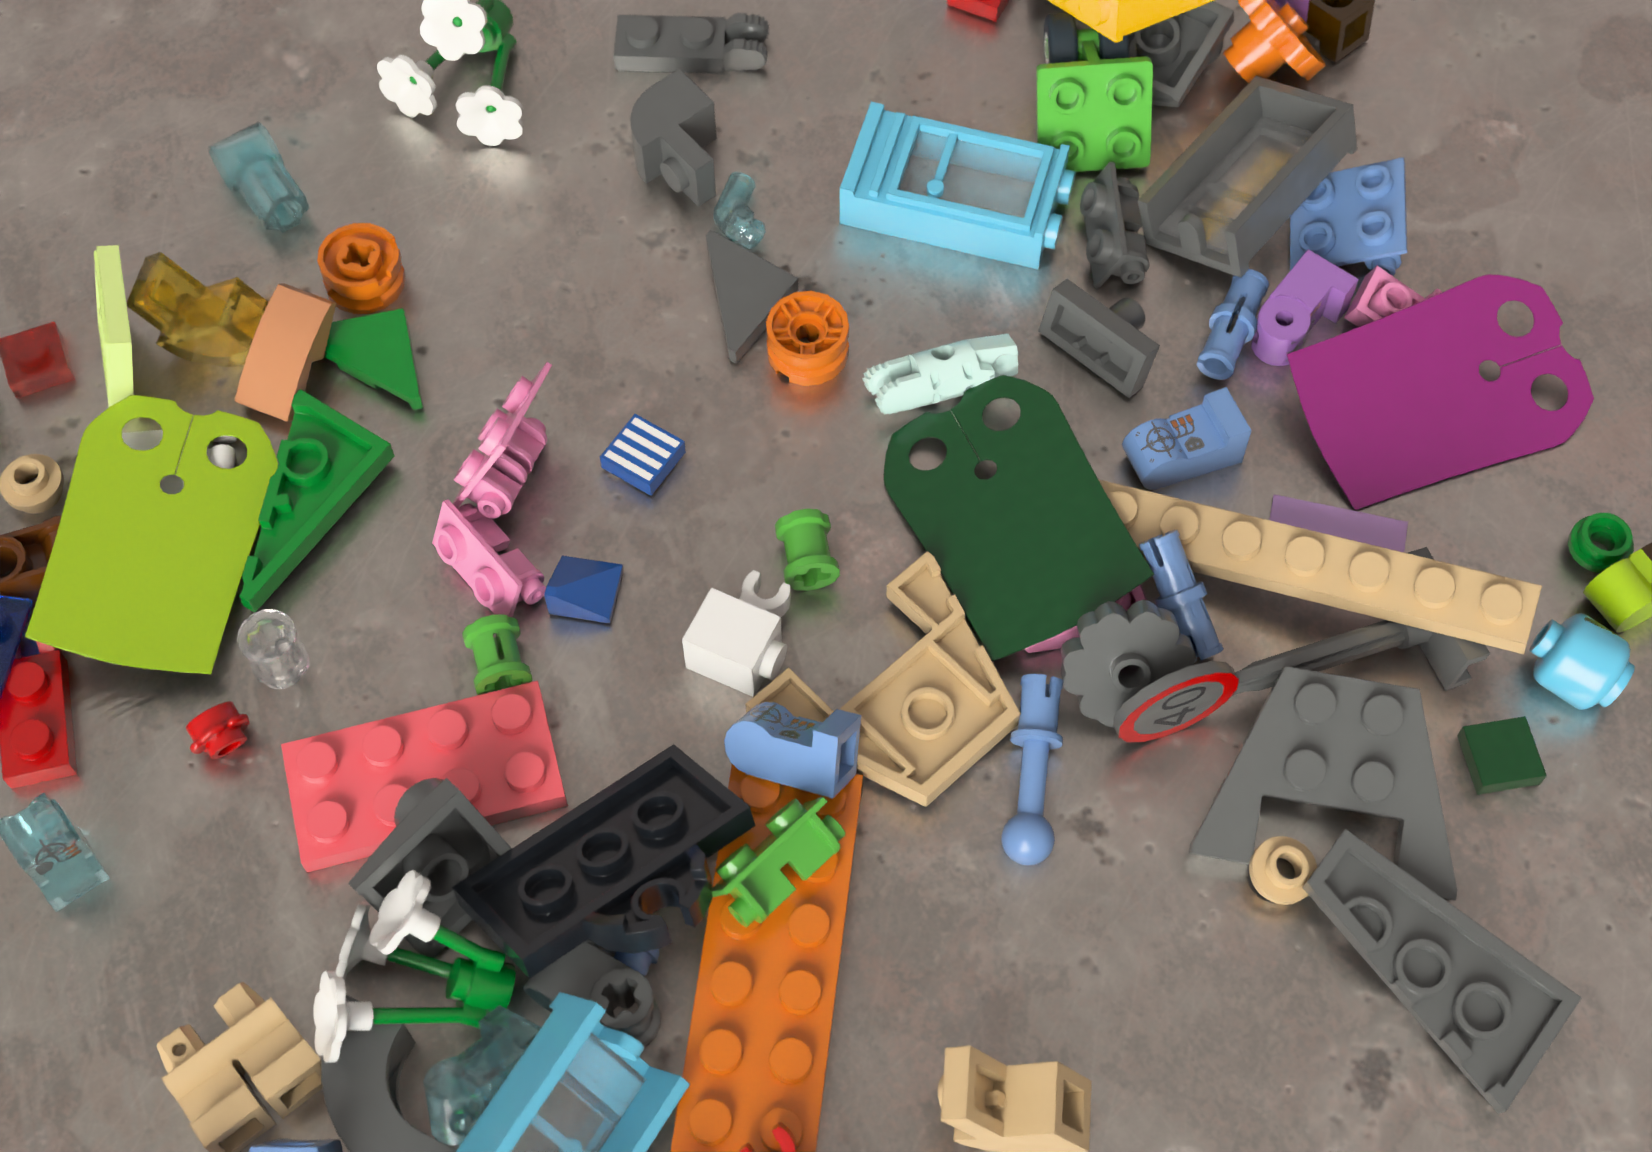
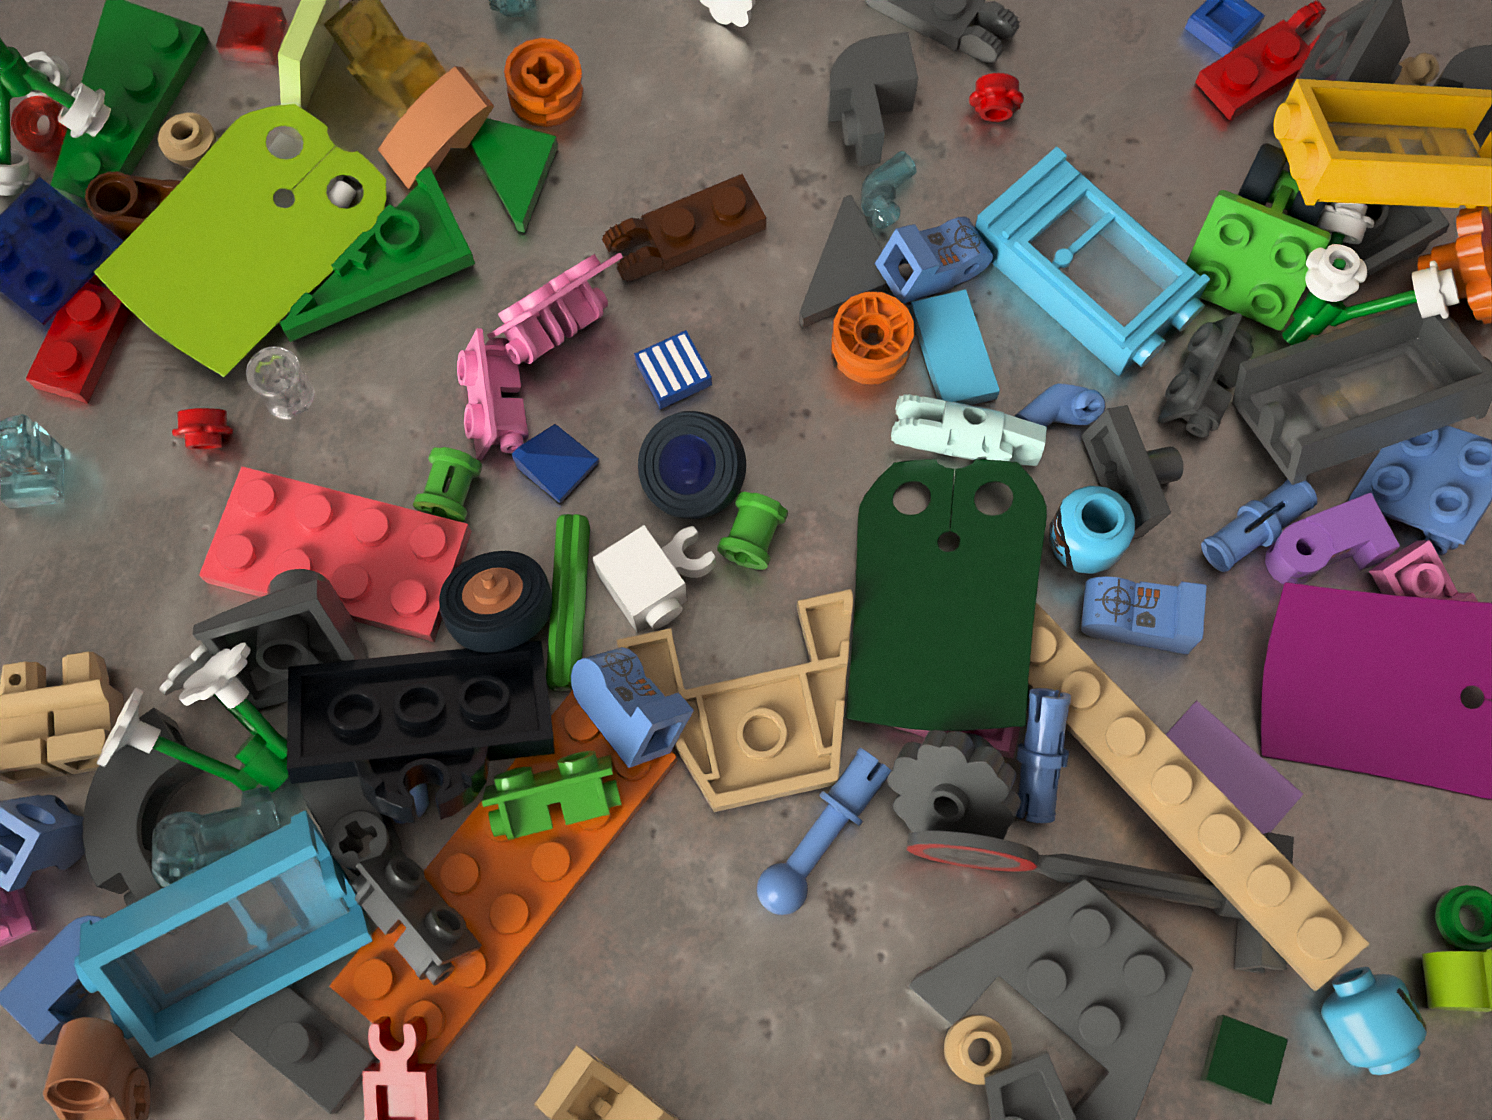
camera: 30 degrees right, 10 degrees up
(579, 328) = (687, 228): none -> reddish brown hinge
(611, 730) = (495, 601): none -> black wheel
(674, 697) = (568, 599): none -> bright green axle
(717, 521) = (692, 465): none -> black wheel
(742, 1036) = (396, 892): none -> dark grey hinge
(787, 90) = (996, 97): none -> red plate
(825, 238) = (937, 255): none -> medium blue leg
(886, 313) = (954, 349): none -> medium azure tile
(1012, 310) = (1064, 405): none -> medium blue arm
(1101, 395) = (1091, 529): none -> medium azure head
(1176, 83) = (1338, 270): none -> white plant

